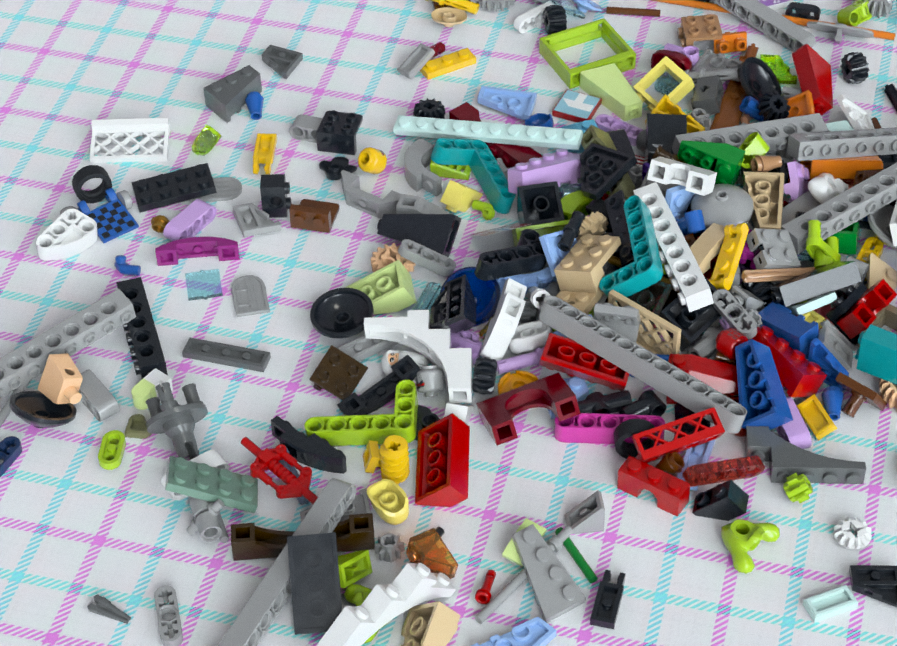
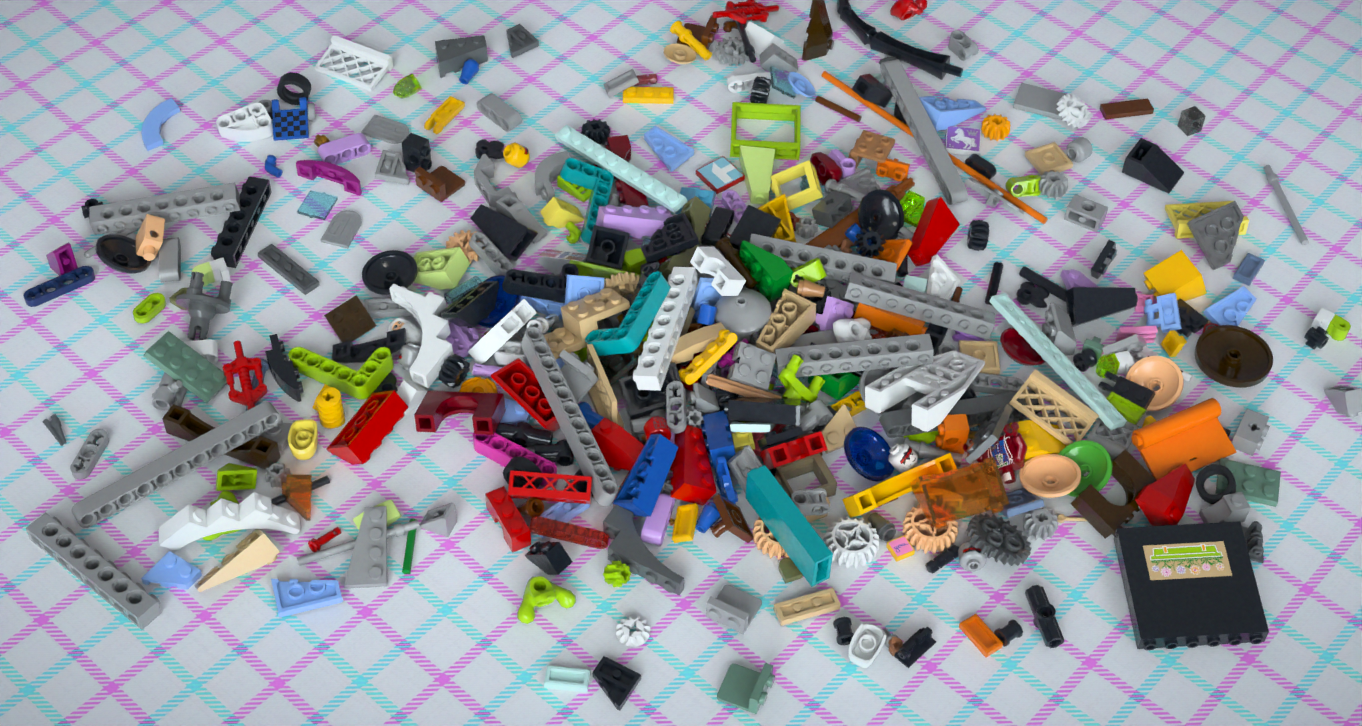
camera: 25 degrees right, 5 degrees up
(173, 187) = (356, 116): black plate -> none
(314, 581) = (194, 473): black plate -> none
(338, 132) = (509, 118): black bracket -> none
(540, 119) = (673, 177): blue hair -> none
(571, 231) = (596, 280): black pin -> none
(608, 601) = (401, 592): black hinge -> none

